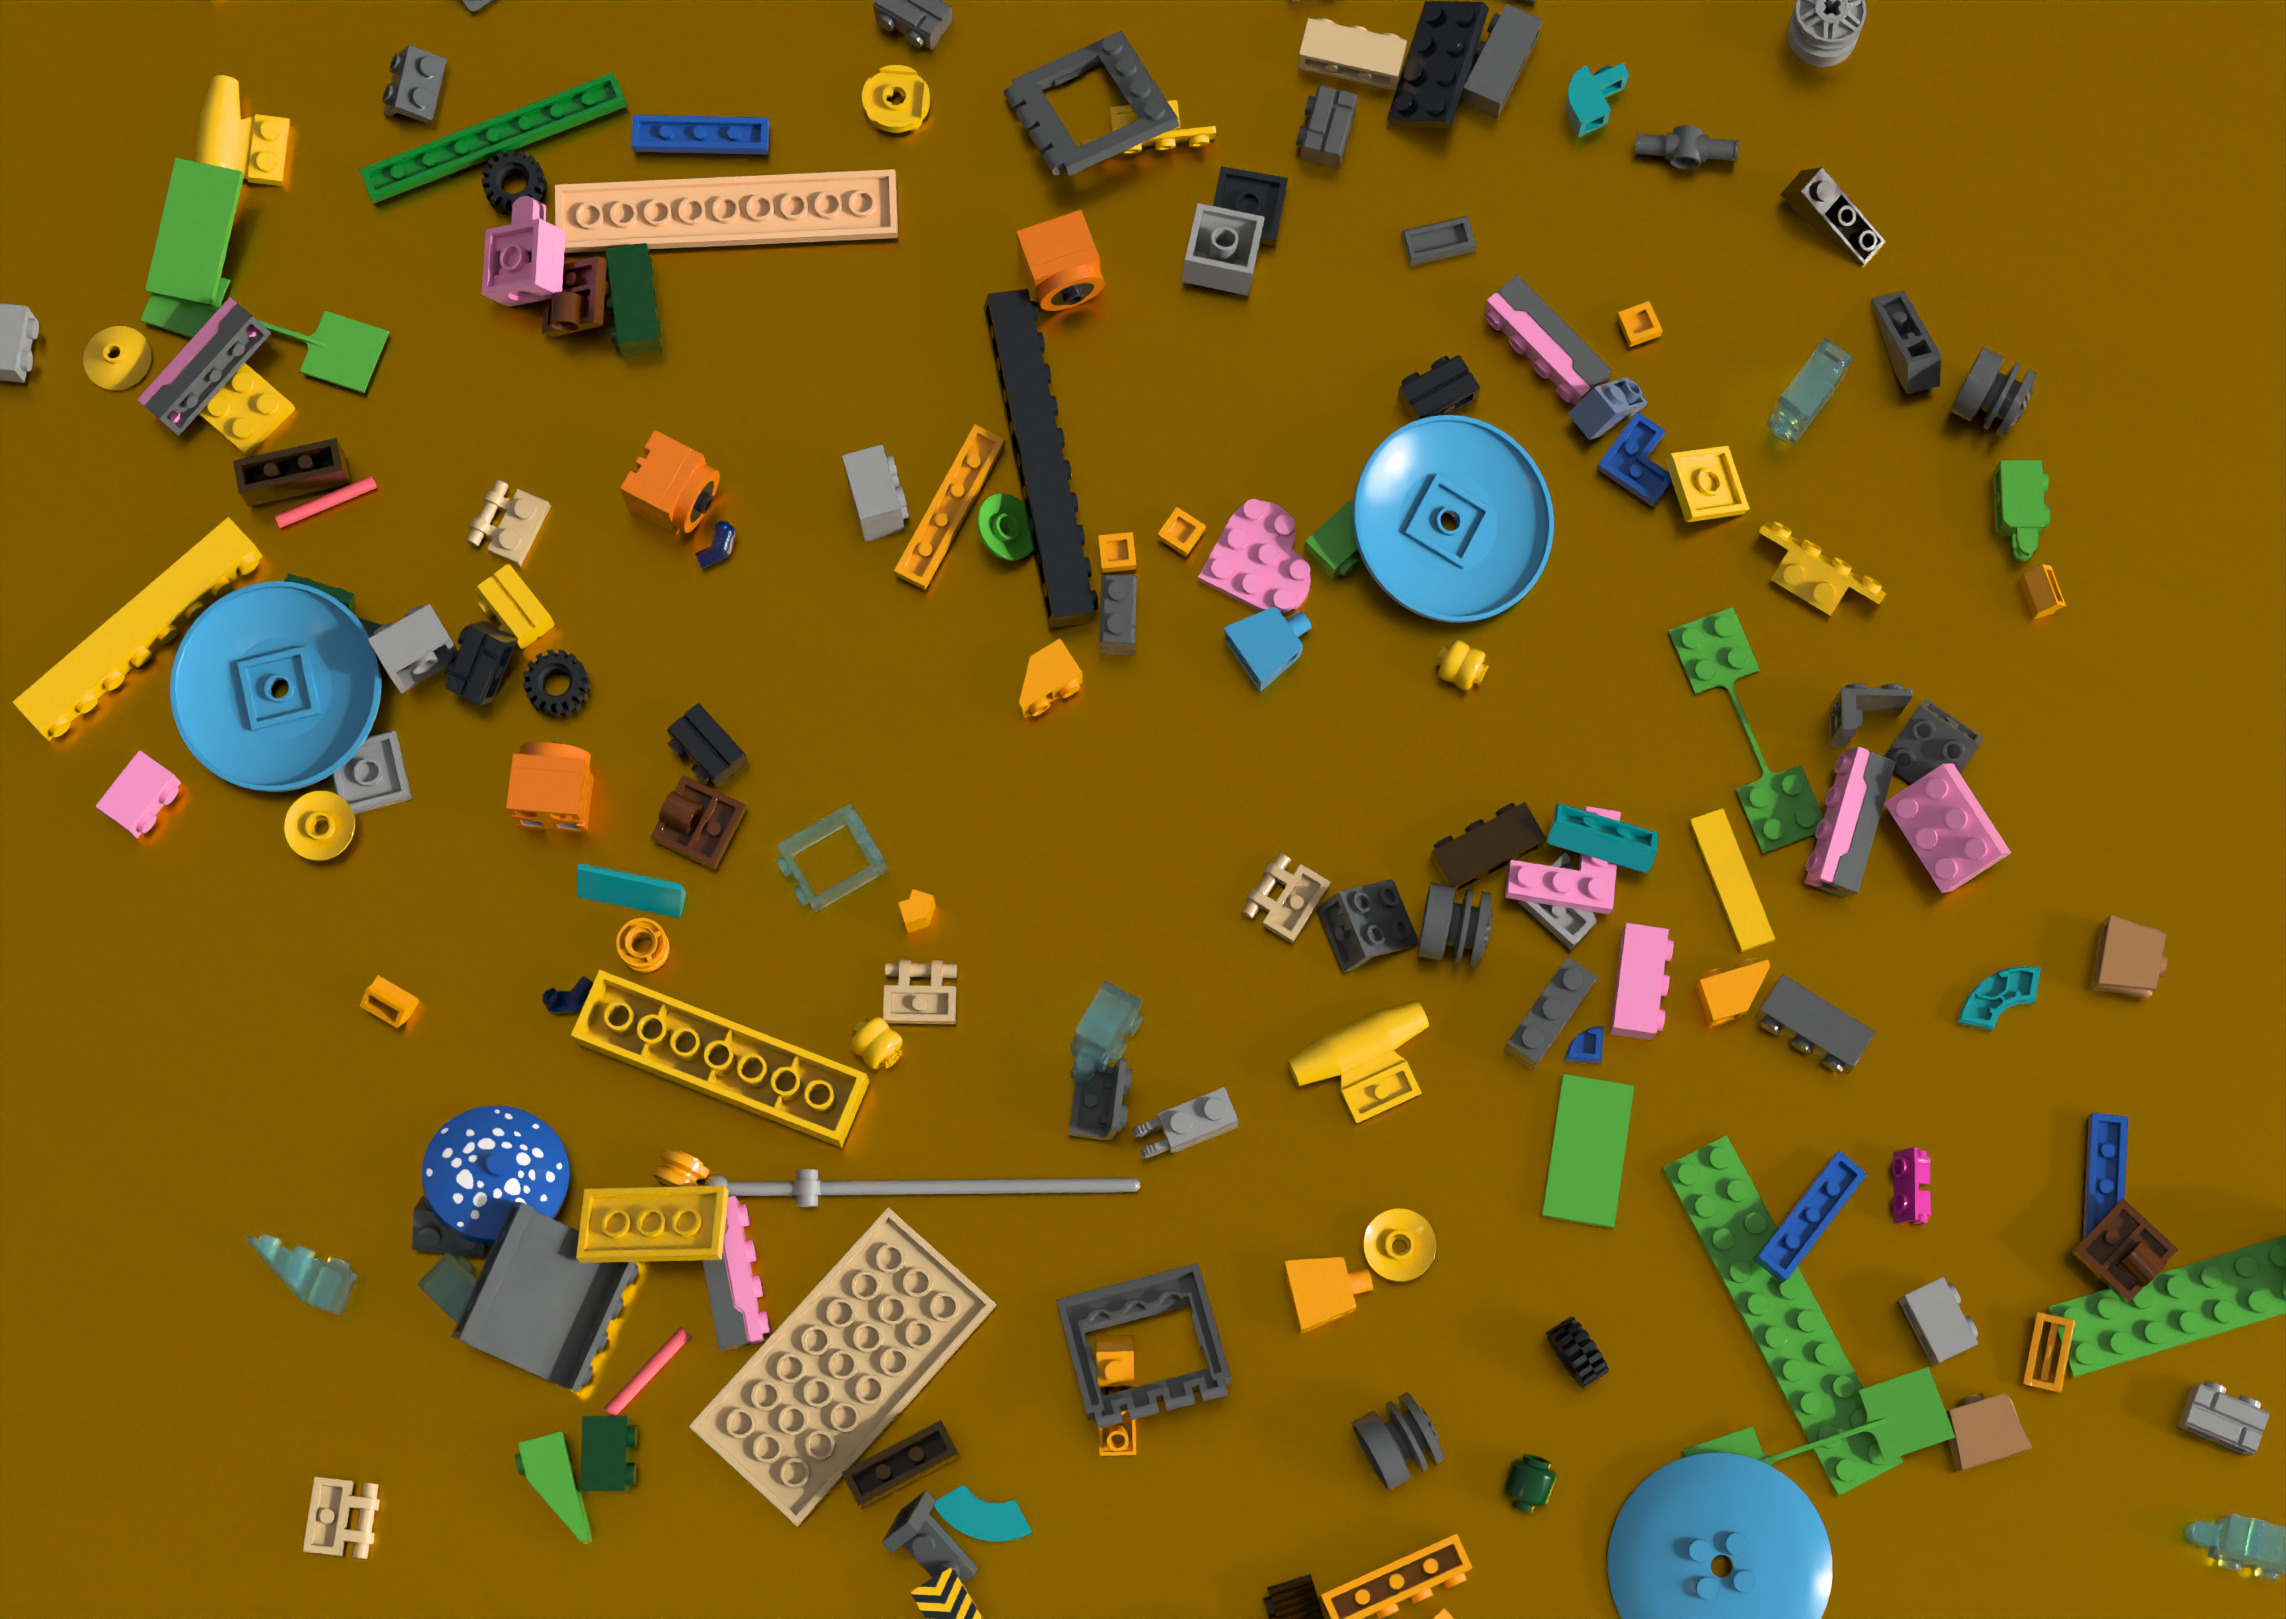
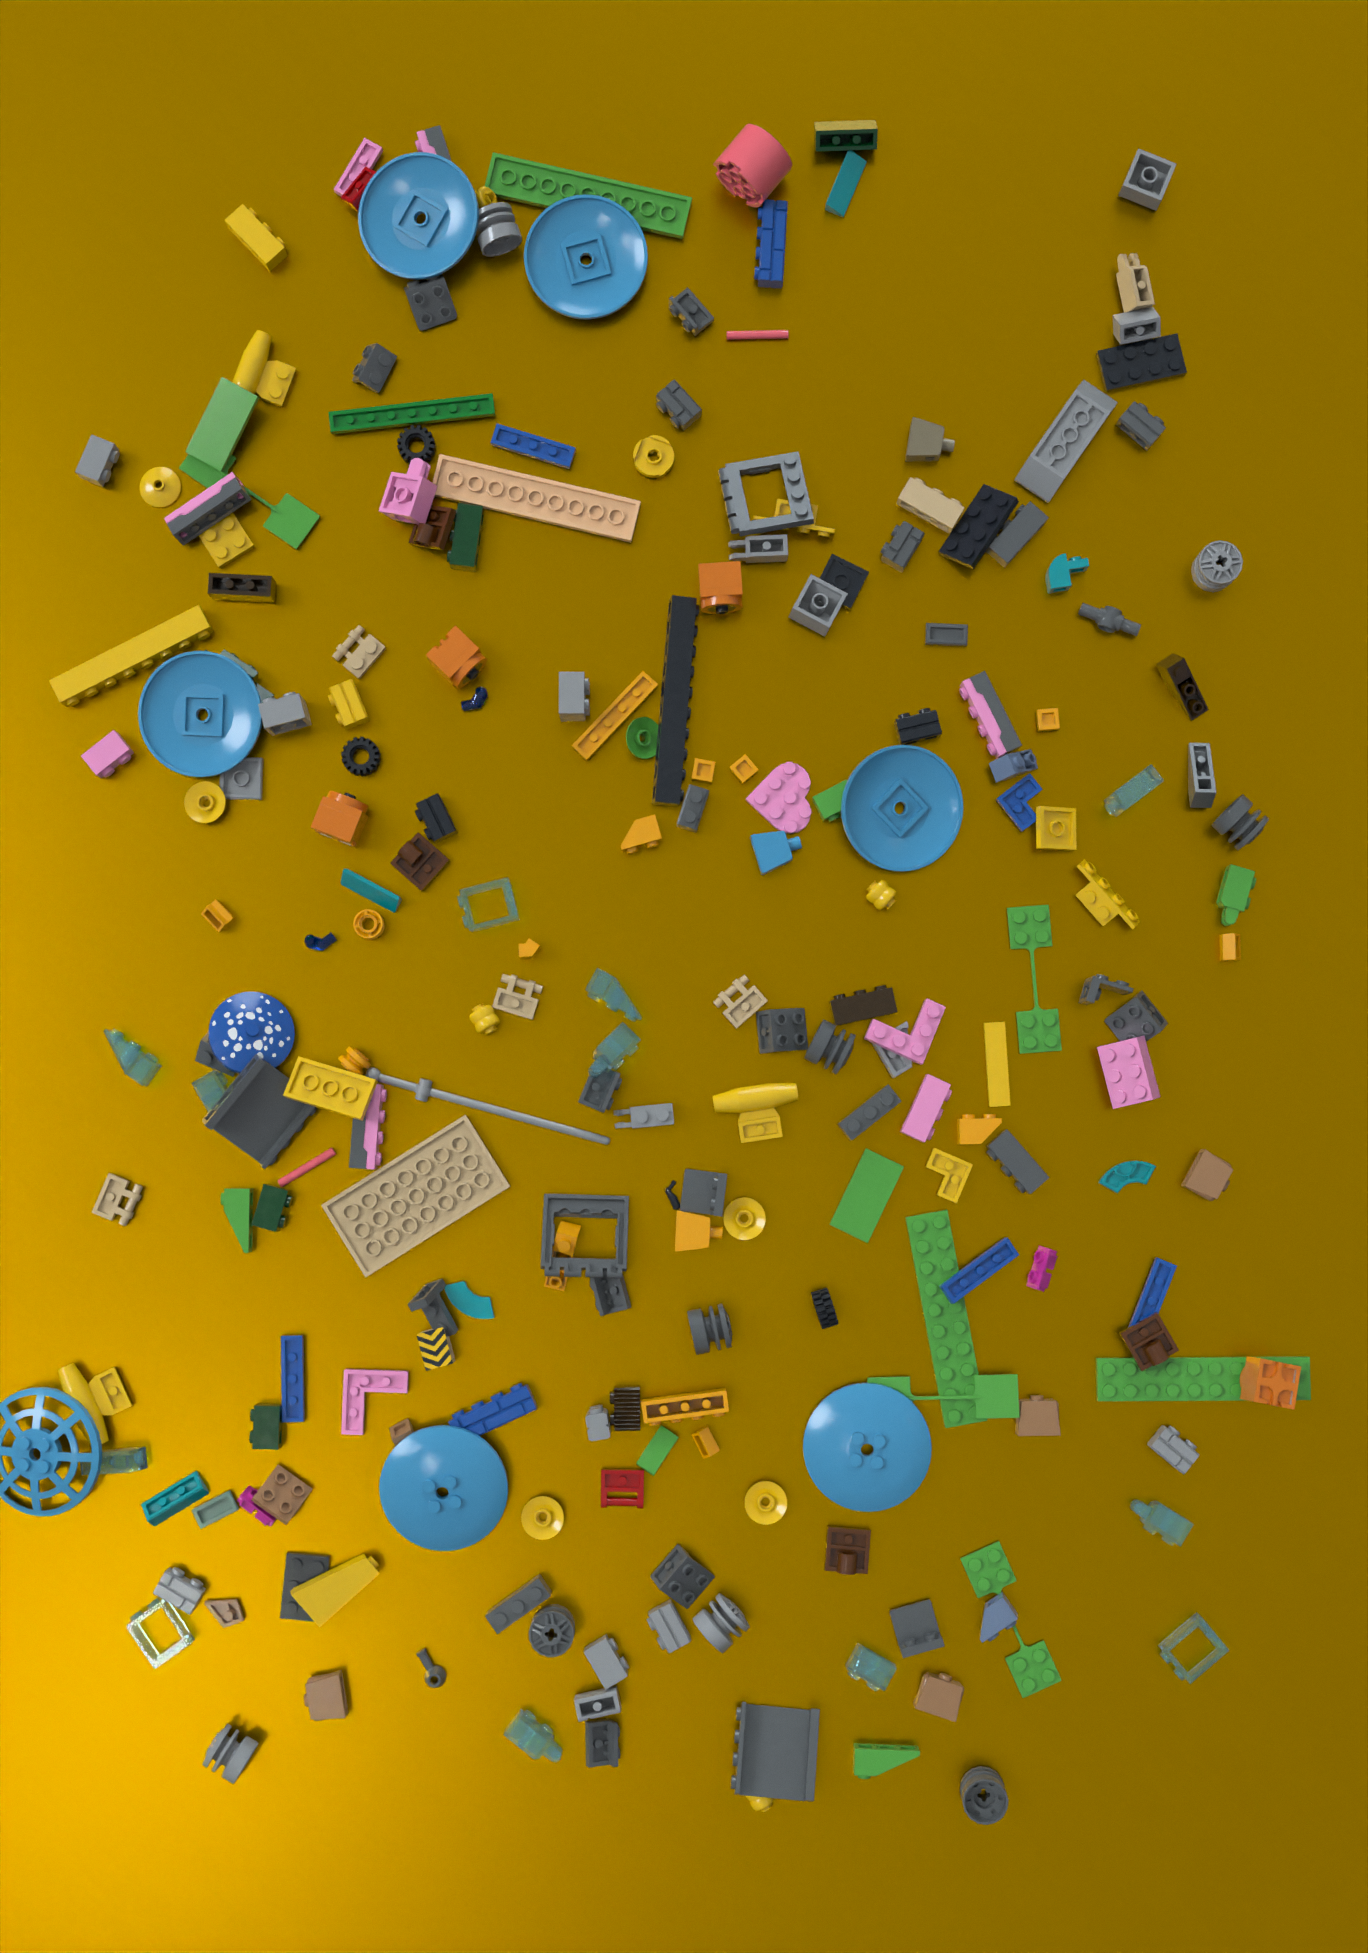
camera: 15 degrees right, 10 degrees up
(325, 501) = (257, 609): coral bar -> none
(480, 662) = (320, 733): black brick -> none
(720, 1058) = (394, 1003): yellow brick -> none
(900, 1464) = (431, 1261): dark brown brick -> none
(1068, 939) = (608, 989): none -> clear light blue slope
(1108, 188) = (761, 549): none -> light grey hinge
(1214, 1432) = (610, 1294): none -> dark grey bracket
(1270, 1246) = (672, 1197): none -> black piece
(1320, 1221) = (703, 1192): none -> dark grey bracket
(1530, 1482) = (776, 1371): dark green head -> none
(1586, 1046) = (884, 1135): blue tile -> none
(1603, 838) = (930, 1021): teal slope -> none
(1720, 1071) = (954, 1171): none -> yellow plate
(1849, 821) = (1074, 1051): piece -> none
(1939, 1320) = (1032, 1349): light grey brick -> none
(2064, 1352) = (1097, 1368): light orange tile -> none

